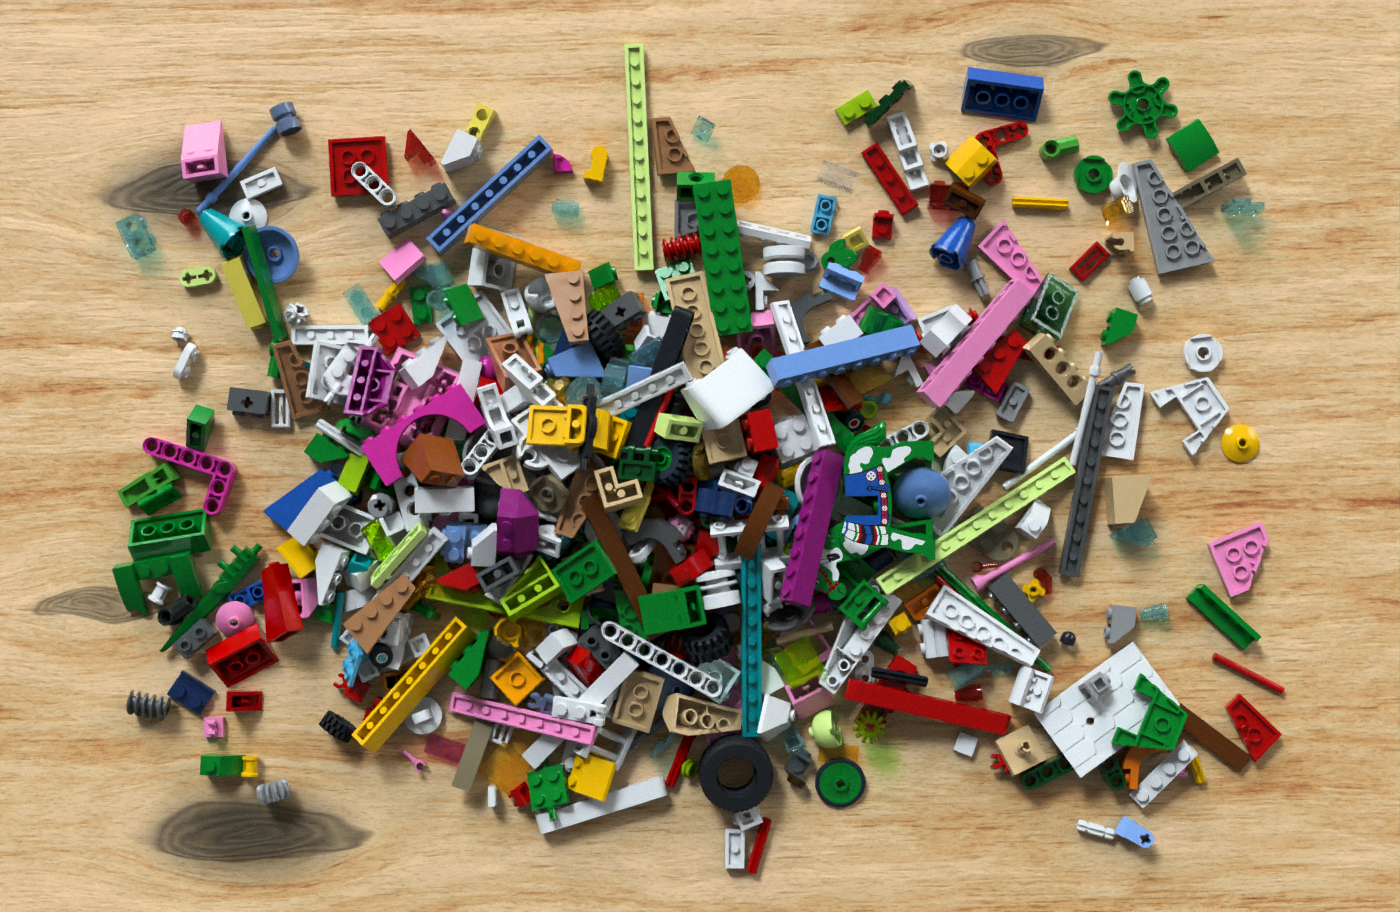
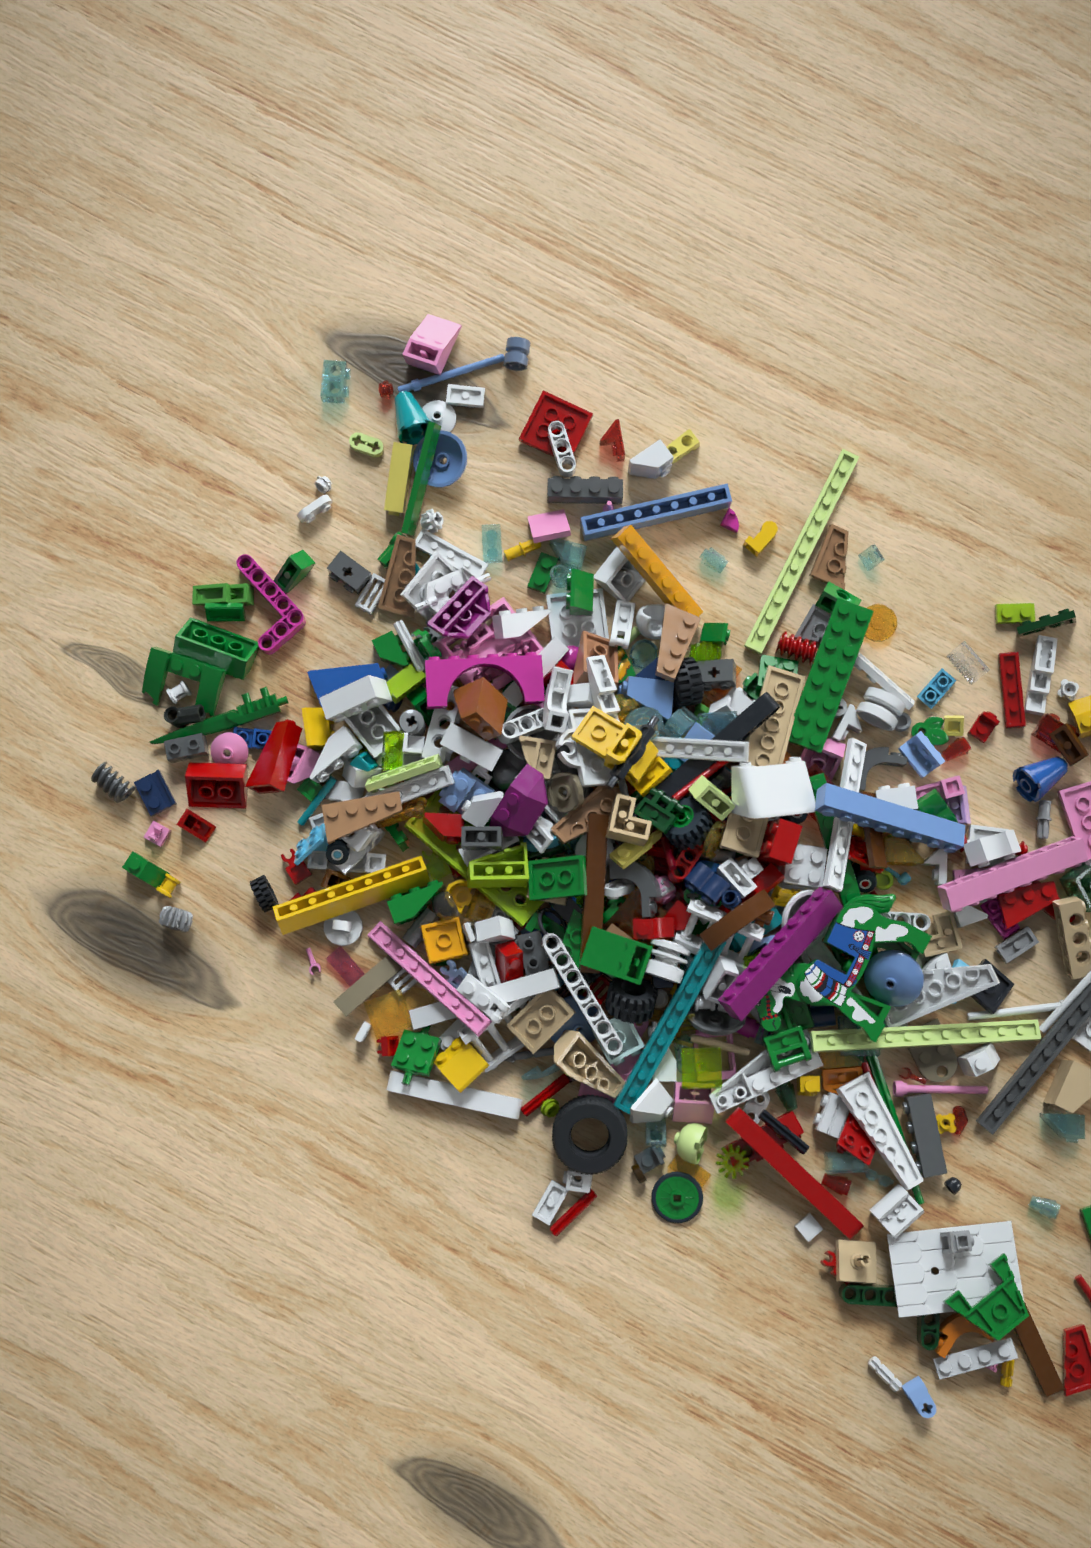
camera: 30 degrees right, 5 degrees down
(394, 329) = (508, 580): red plate -> none
(1120, 621) = (1008, 1196): light grey slope -> none

